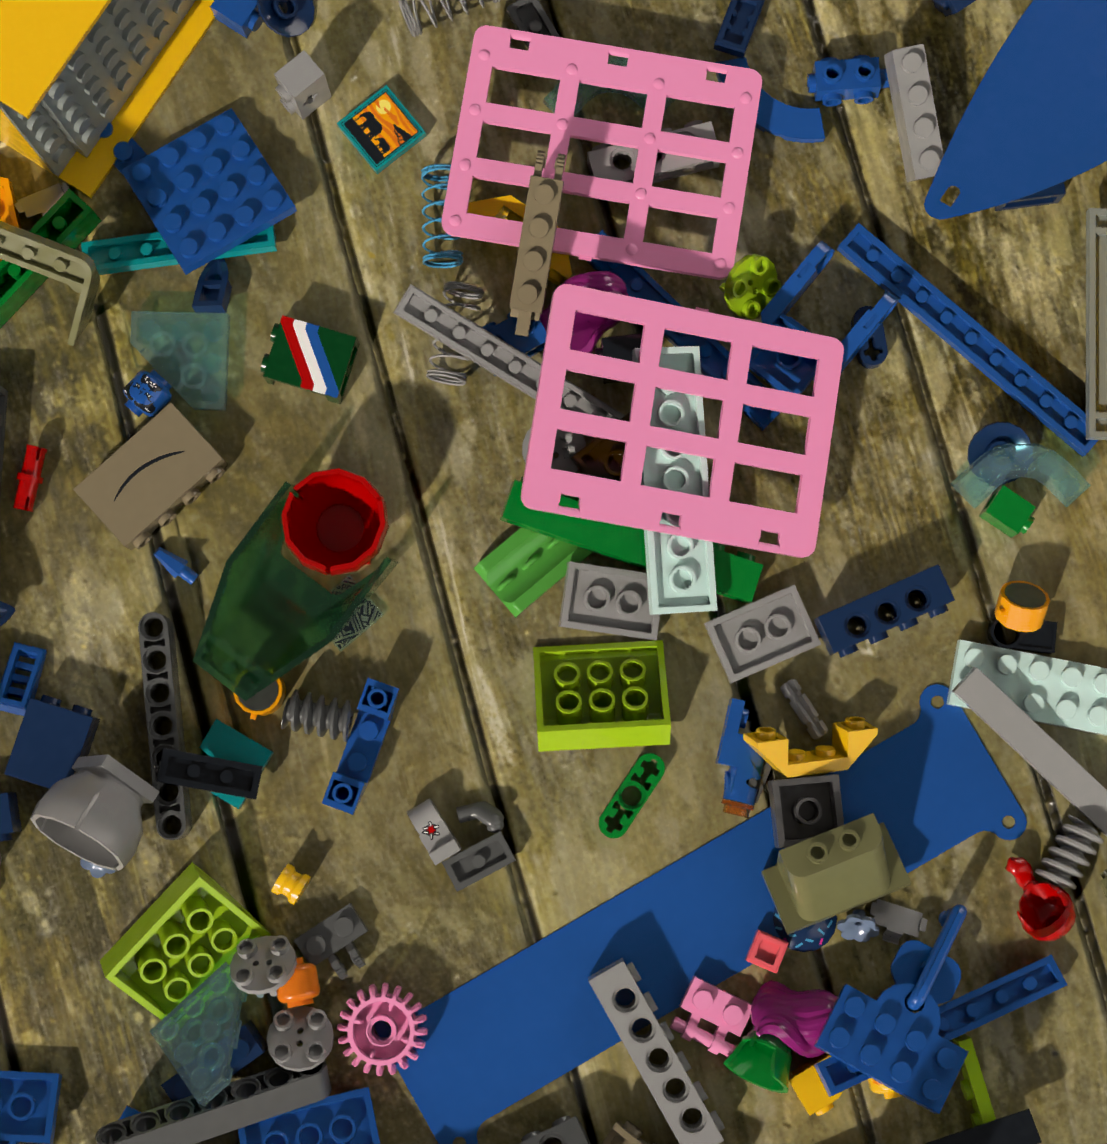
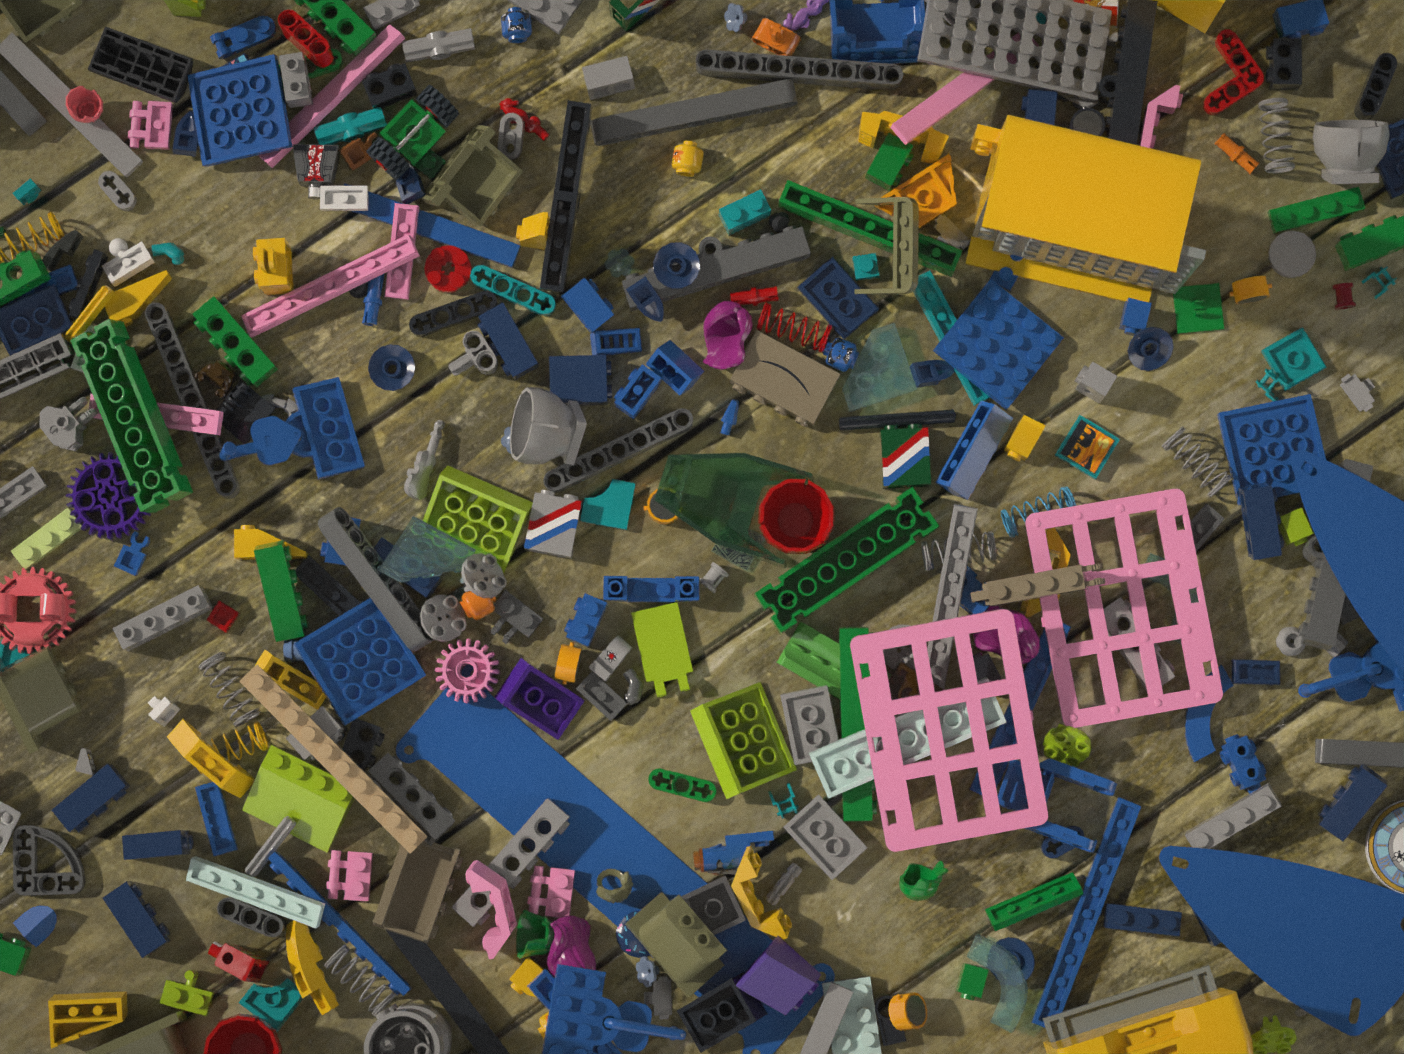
camera: 70 degrees right, 0 degrees up
(46, 323) = (865, 266): none -> teal plate
(63, 532) = (725, 335): none -> magenta piece
(73, 375) = (834, 297): none -> dark blue tile
(82, 613) = (675, 367): none -> blue brick
(95, 672) = (637, 392): none -> blue brick
(103, 1007) = (418, 477): none -> light grey piece
(120, 409) = (822, 343): none -> red piece
(209, 773) = (597, 493): black plate -> none
(229, 846) = (553, 524): none -> panel
(260, 346) = (899, 419): none -> black axle
(291, 884) = (542, 574): yellow wheel -> none
(318, 715) = (661, 552): dark grey piece -> none
(333, 268) = (974, 450): none -> blue brick
(340, 197) = (1024, 438): none -> yellow slope
(372, 846) = (586, 621): none -> blue brick
(376, 659) = (713, 577): none -> light grey bush
(416, 479) = (846, 560): none -> green brick
(420, 890) = (568, 663): none -> light orange piece
(442, 757) = (663, 646): none -> lime tile
(453, 945) = (539, 699): none -> dark purple slope
(668, 1104) = (485, 879): none -> bright pink slope
(711, 670) = (782, 812): none -> teal piece
(747, 930) = (616, 895): none -> olive piece
(767, 951) = (608, 914): coral tile -> none
(861, 531) = (920, 881): none -> green hat
(925, 756) = (780, 977): none -> dark purple slope
(928, 586) = (899, 940): dark blue brick -> none
(933, 398) = (1034, 901): none -> green plate
(943, 846) = (720, 1014): none -> black slope
(1002, 271) = (1142, 919): none -> dark blue brick

